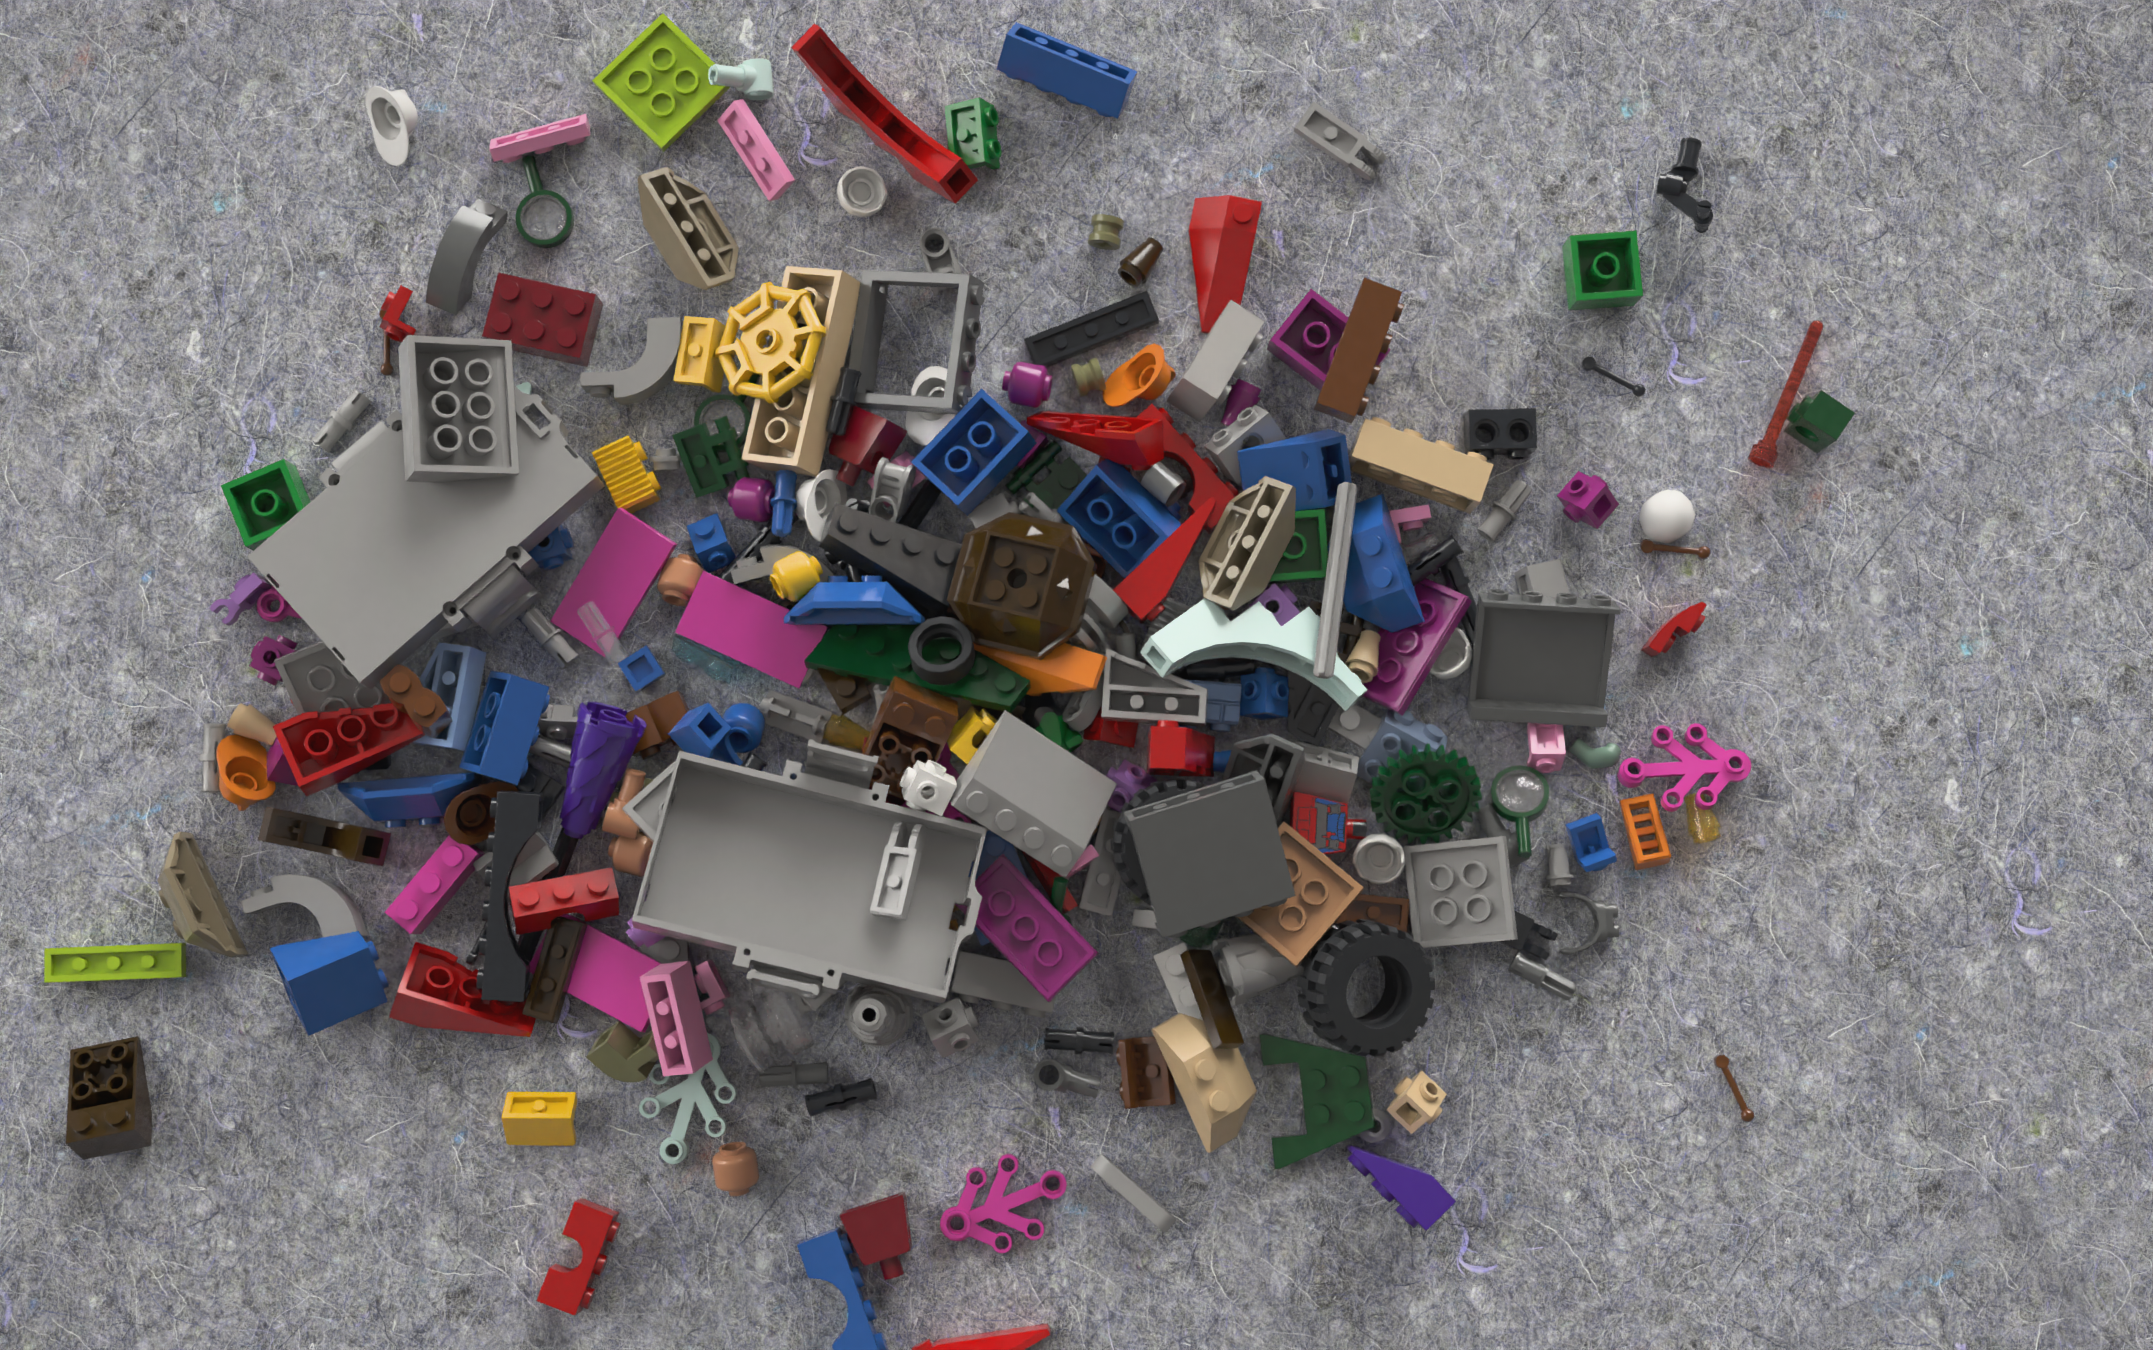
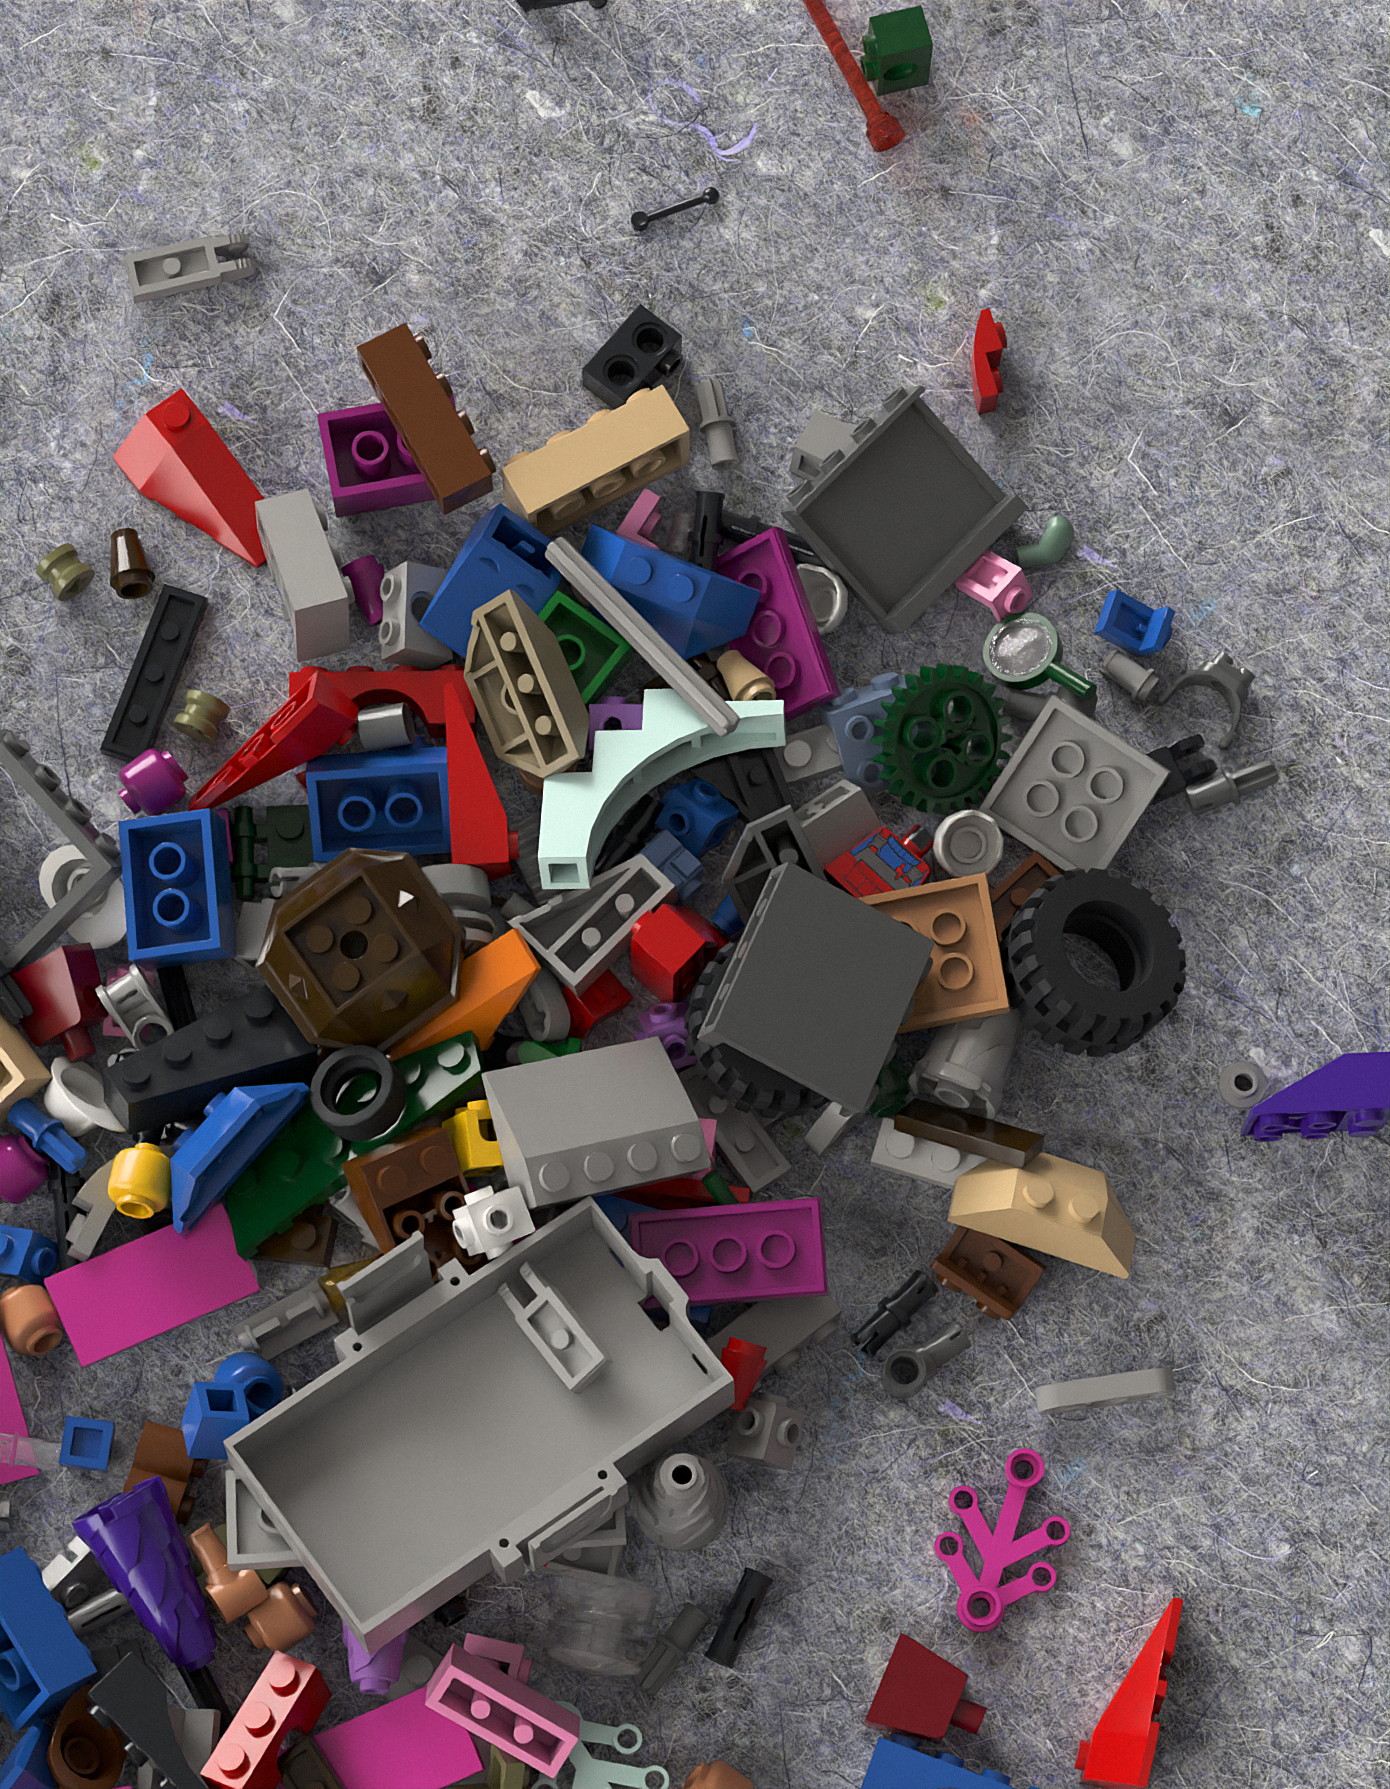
camera: 50 degrees left, 10 degrees down
(714, 663) = (149, 1361): clear light blue hinge -> none
(969, 987) = (745, 1365): none -> red cone
(1140, 377) = (250, 662): orange piece -> none
(1333, 1094) = (1174, 1095): dark green wing -> none
(1416, 1101) = (1254, 1016): tan brick -> none
(1587, 500) = (779, 333): magenta brick -> none
(1602, 270) = (557, 125): green brick -> none
(1648, 546) = (878, 319): reddish brown hinge -> none
(1651, 860) = (1179, 585): orange slope -> none
(1667, 516) = (864, 275): white hair -> none
(1689, 767) = (1138, 464): dark pink plant -> none
(1701, 823) = (1204, 498): clear yellow cone -> none

